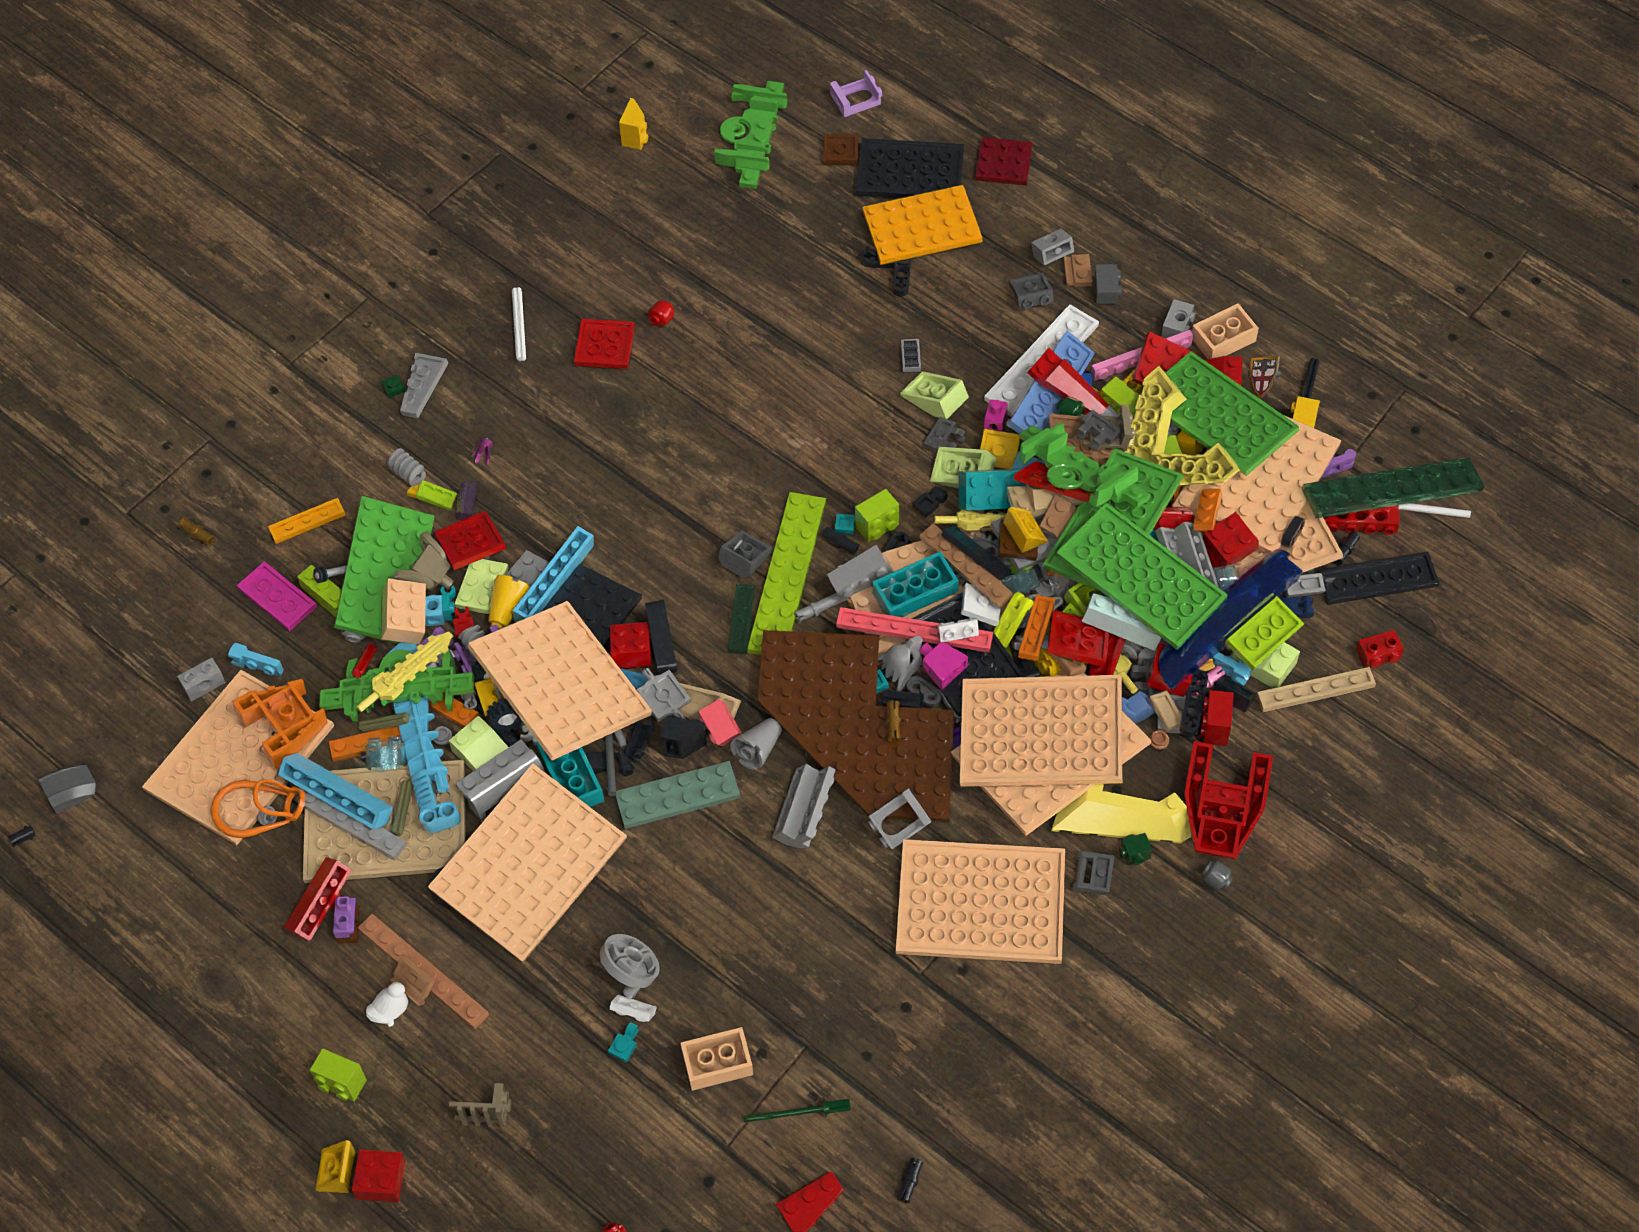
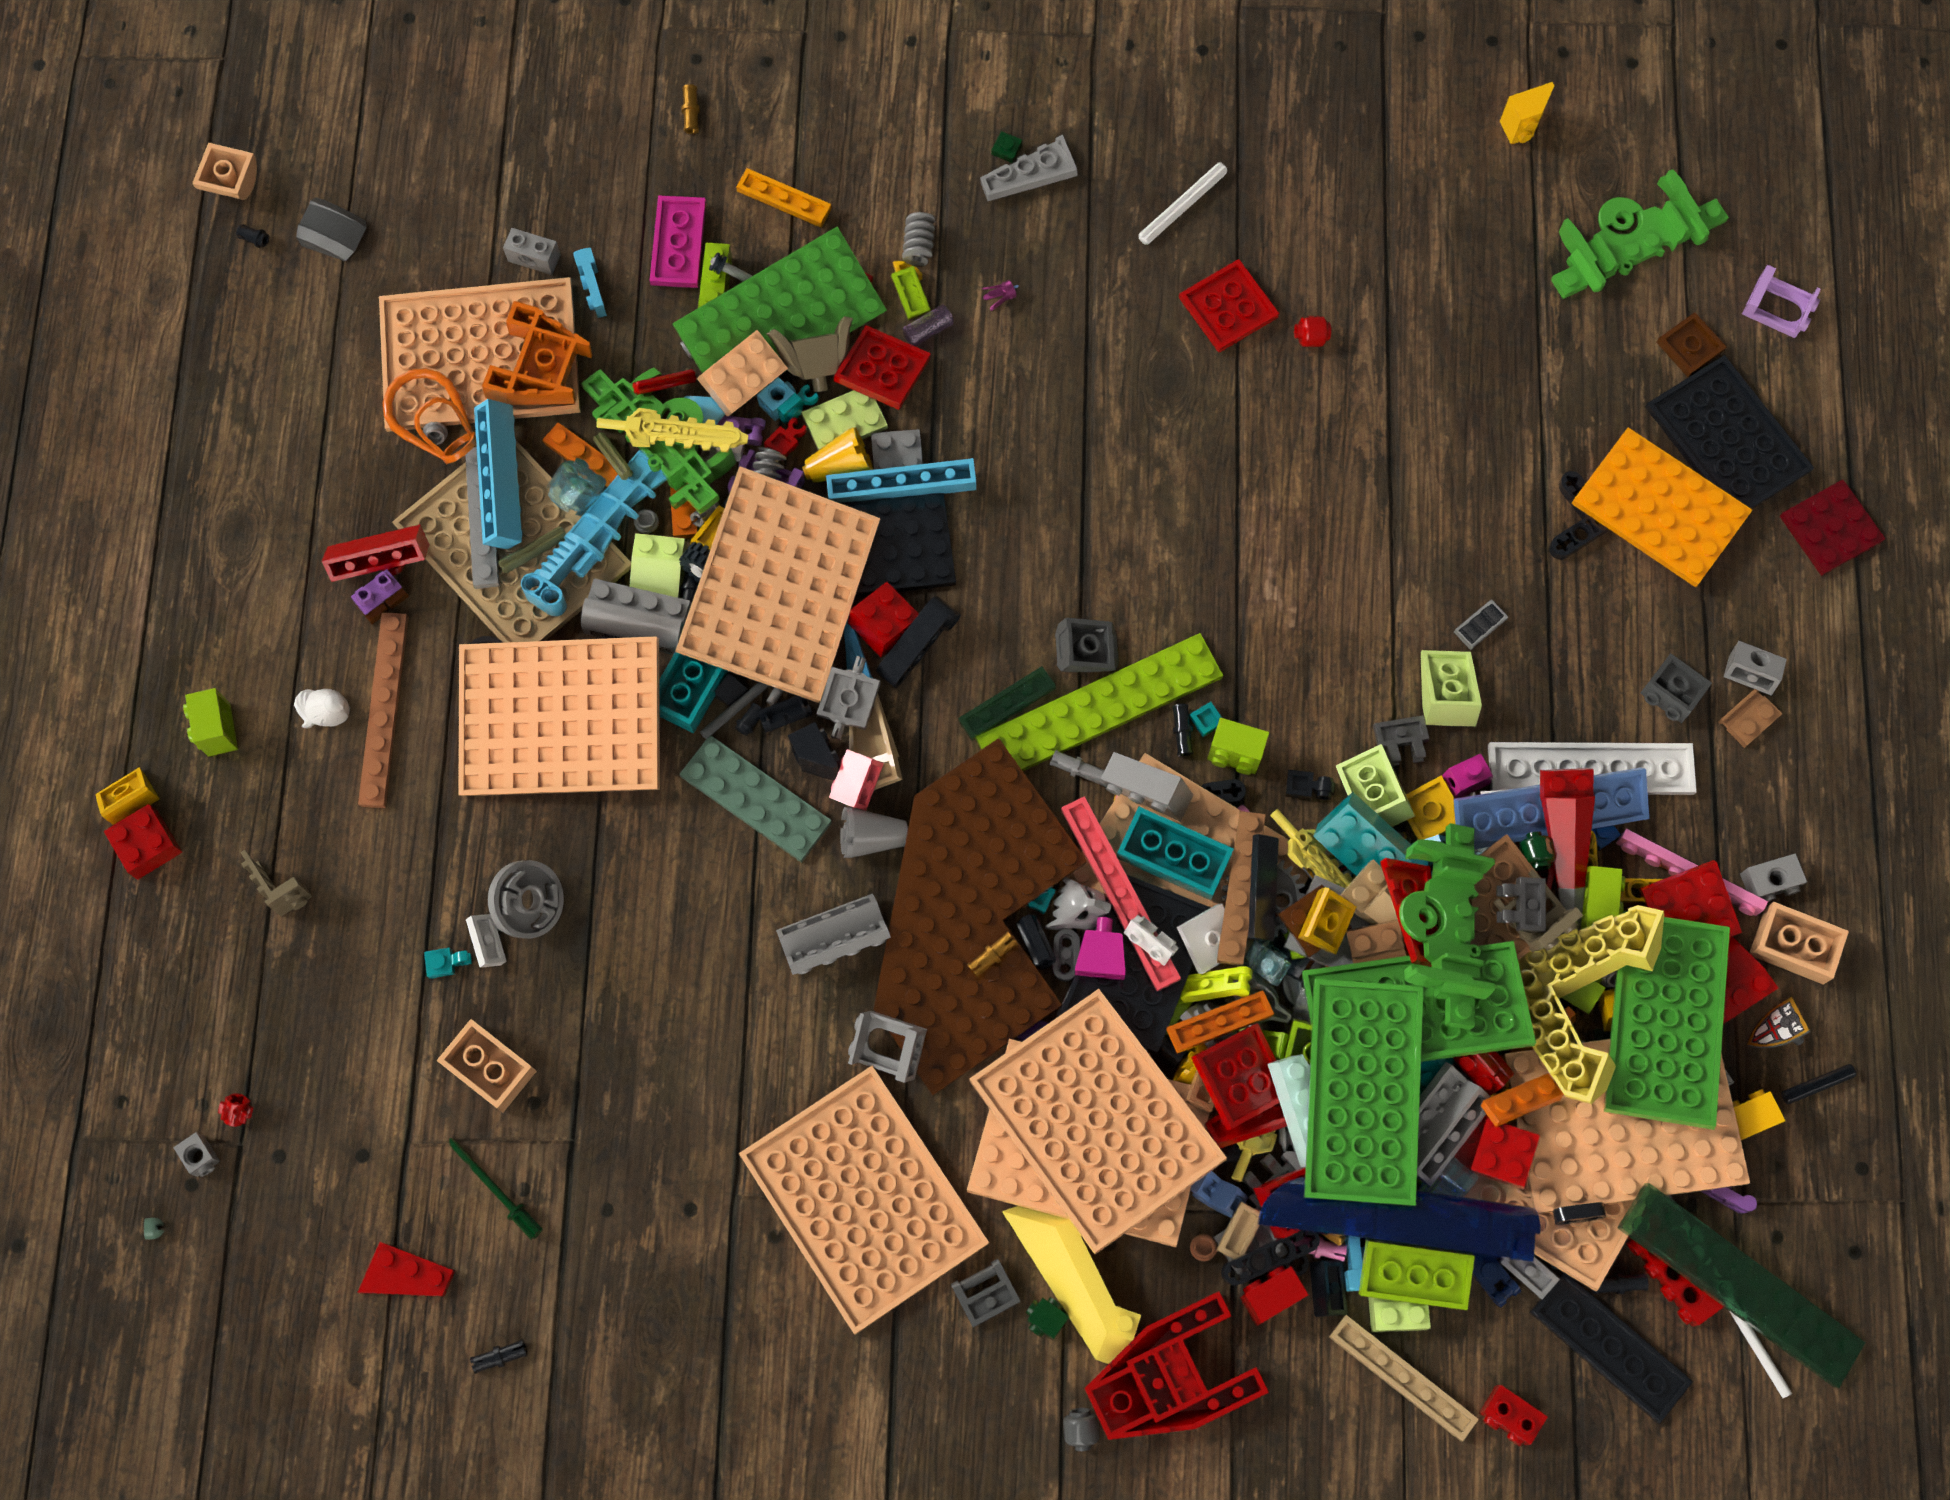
camera: 50 degrees right, 15 degrees up
(415, 980) = (360, 709): medium nougat plate -> none
(1107, 284) = (1755, 763): dark grey brick -> none

